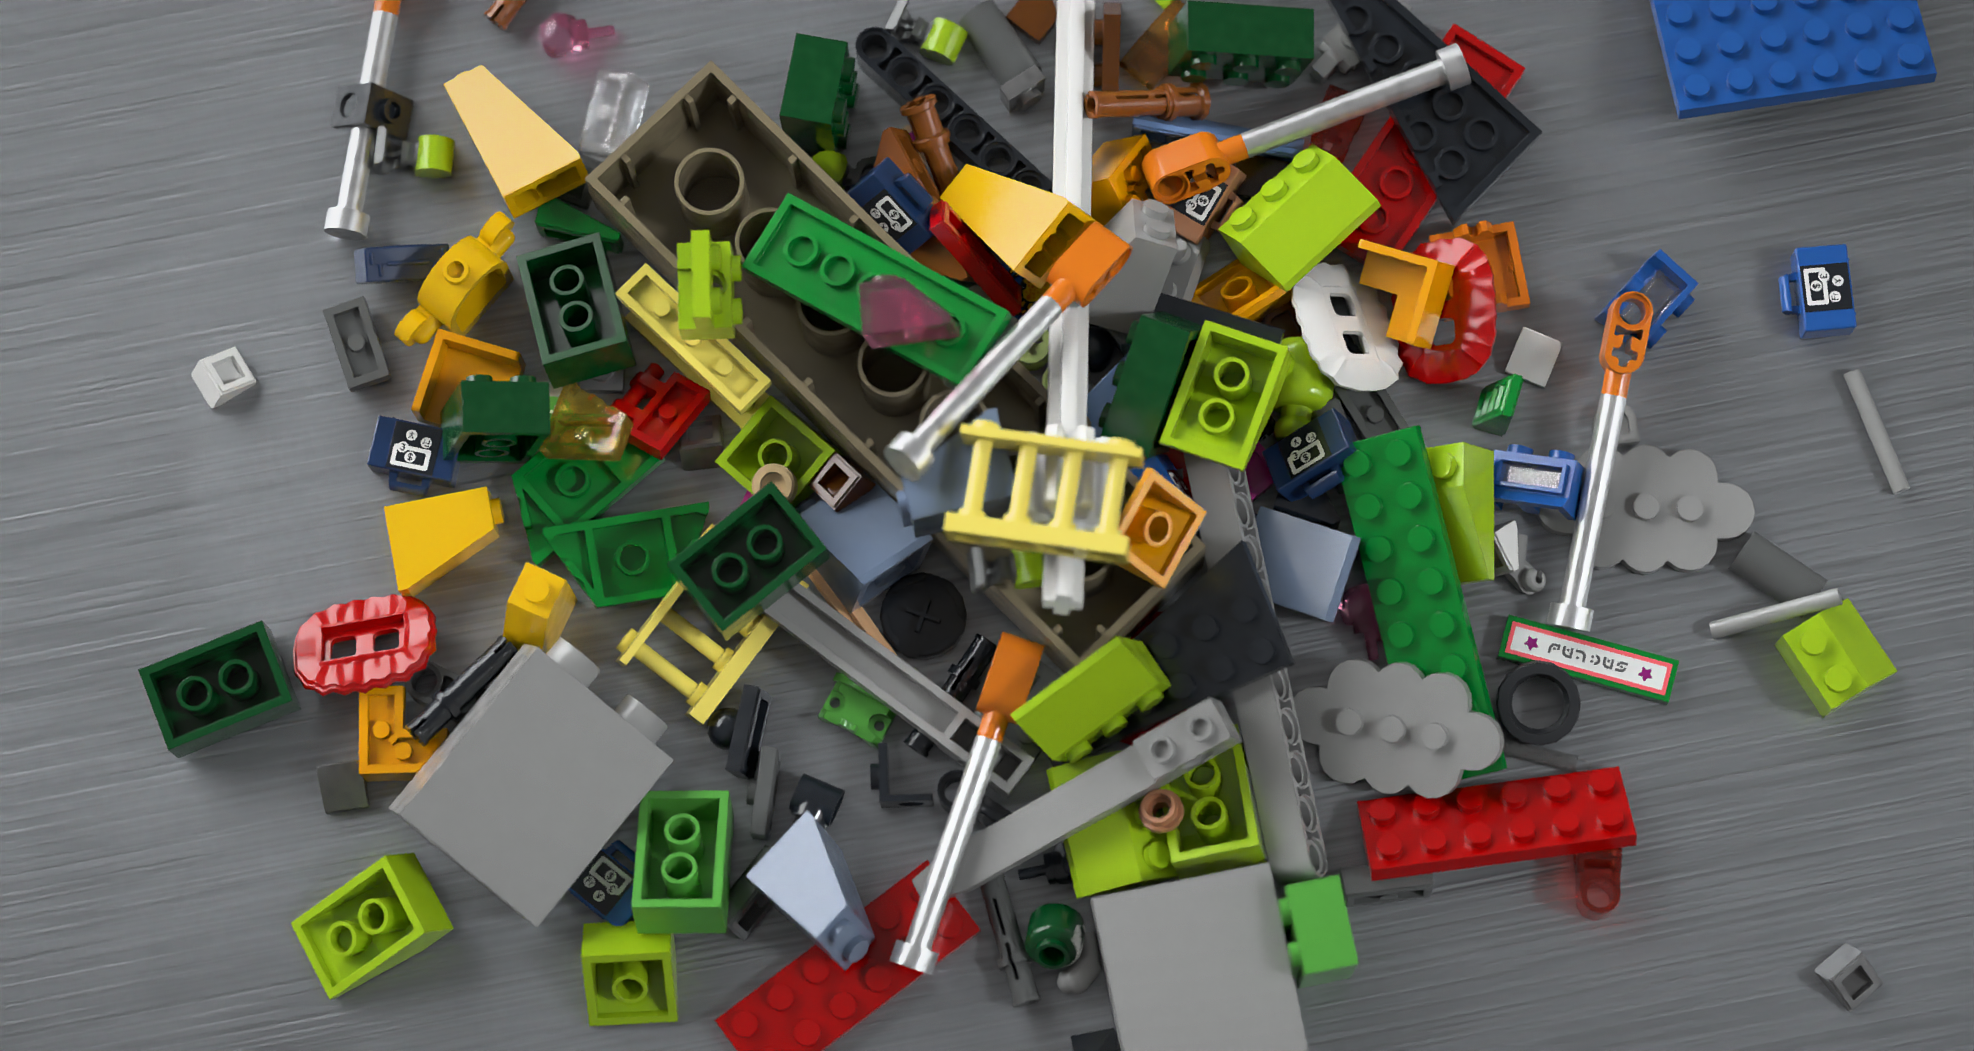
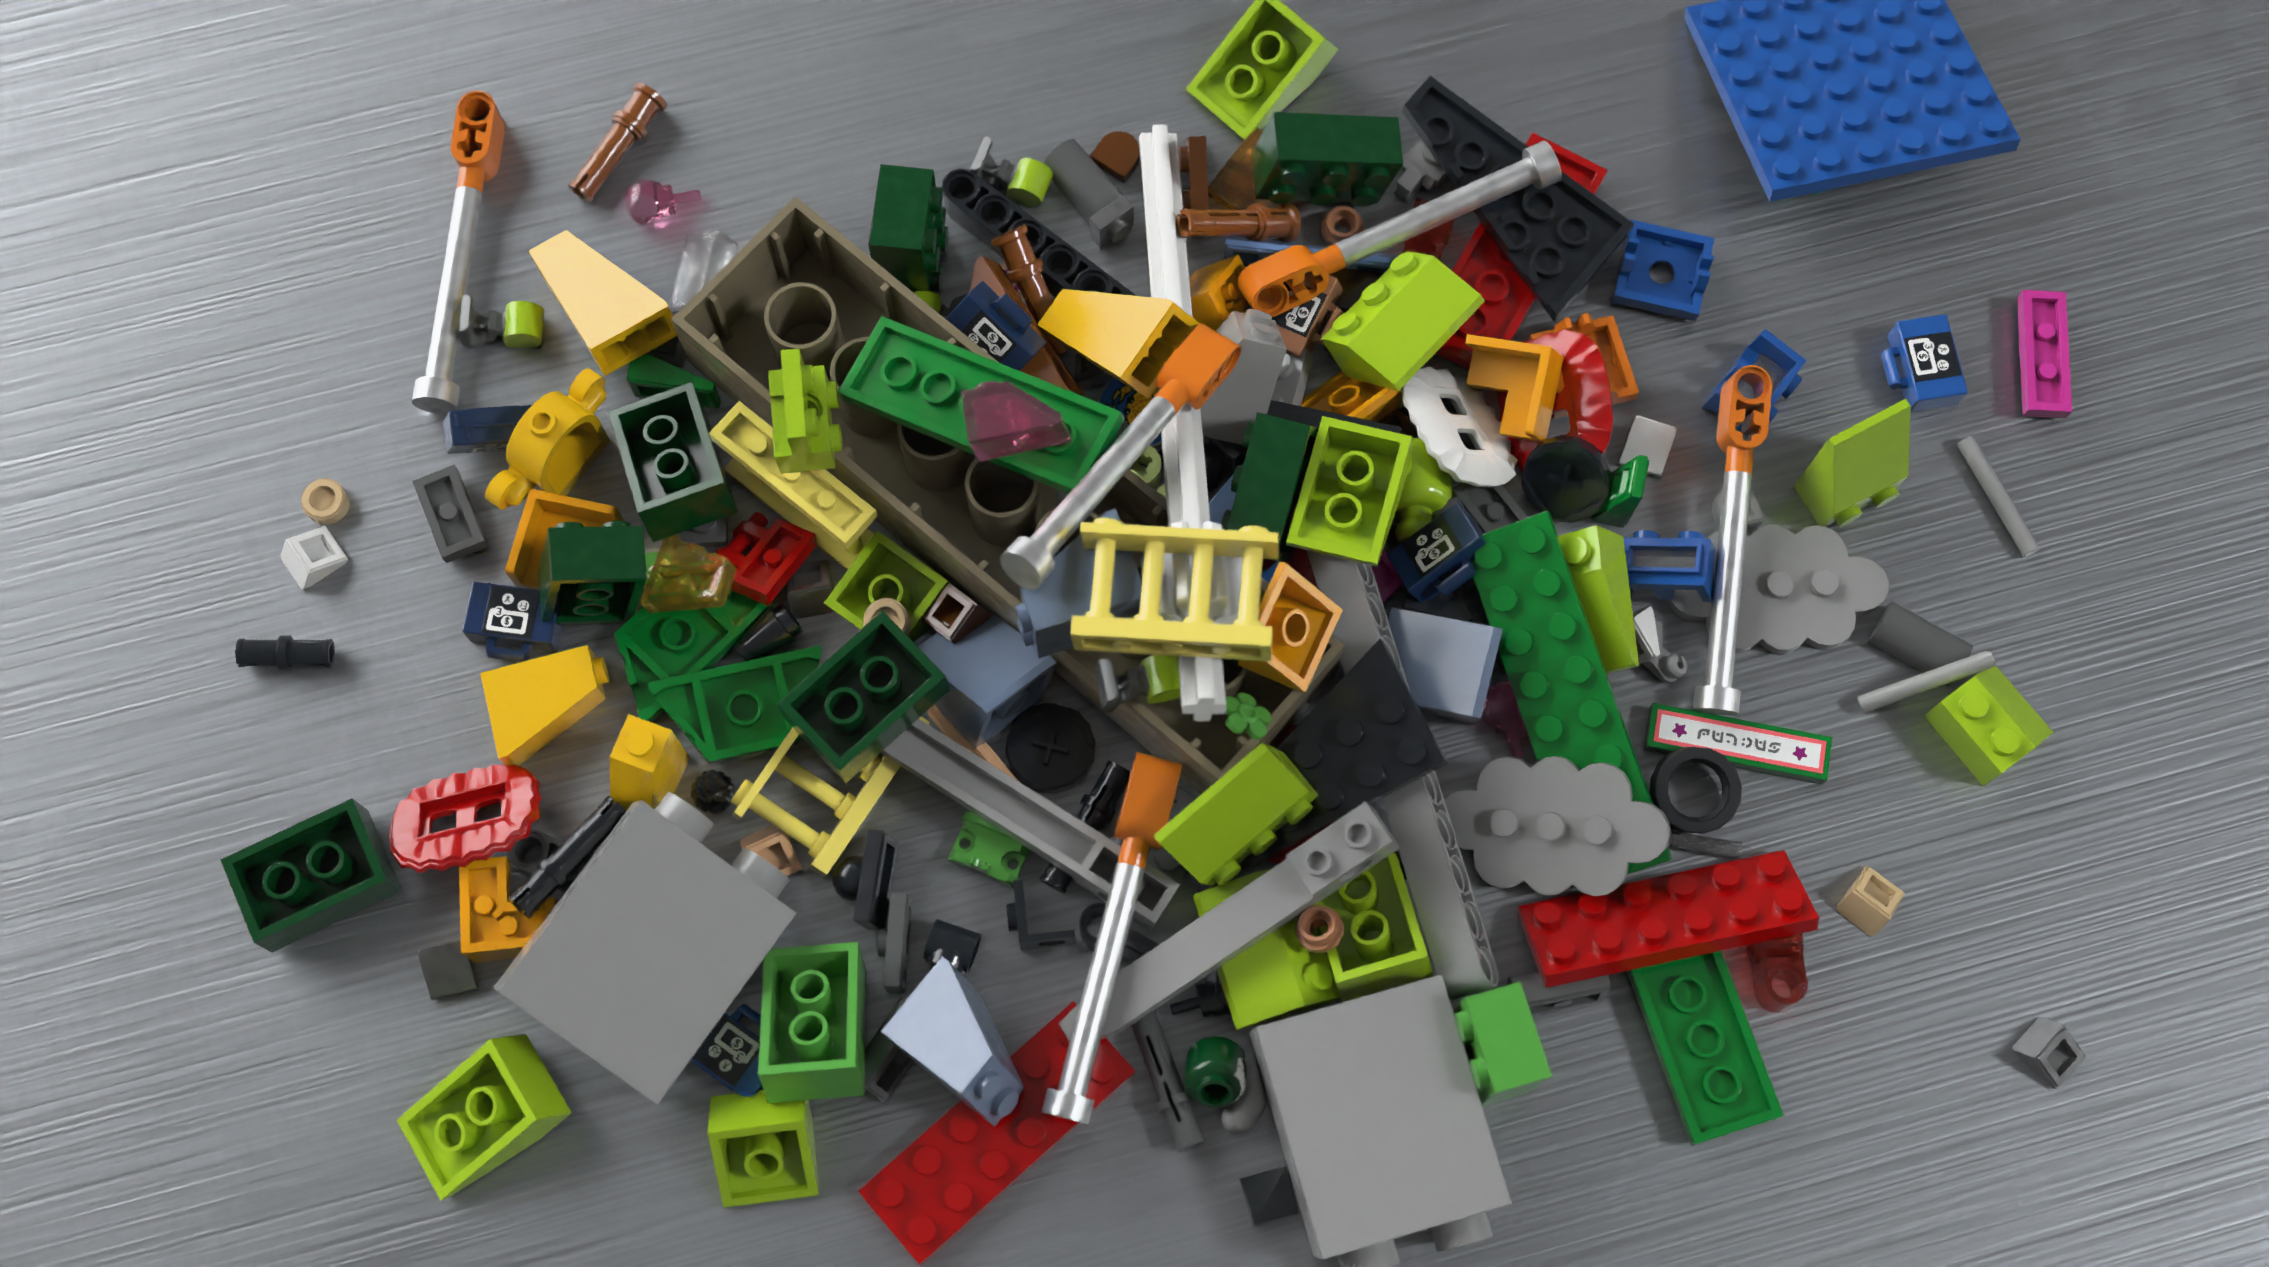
camera: 10 degrees left, 5 degrees down
(196, 471) = (285, 653): none -> black pin
(236, 322) = (325, 501): none -> tan tile
(374, 108) = (458, 278): black bracket -> none
(597, 634) = (712, 791): none -> black piece
(652, 693) = (774, 847): none -> light nougat slope
(659, 486) = (769, 633): none -> black cone
(975, 258) = (1069, 367): red tile -> none
(1105, 608) = (1244, 715): none -> bright green plant
(1253, 96) = (1340, 216): none -> nougat plate
(1447, 387) = (1566, 478): none -> black tile
(1519, 946) = (1705, 1046): none -> green plate
(1562, 148) = (1683, 251): none -> blue piece
(1696, 821) = (1870, 901): none -> tan slope
(1733, 399) = (1858, 467): none -> lime slope
(1942, 289) = (2044, 354): none -> dark pink plate

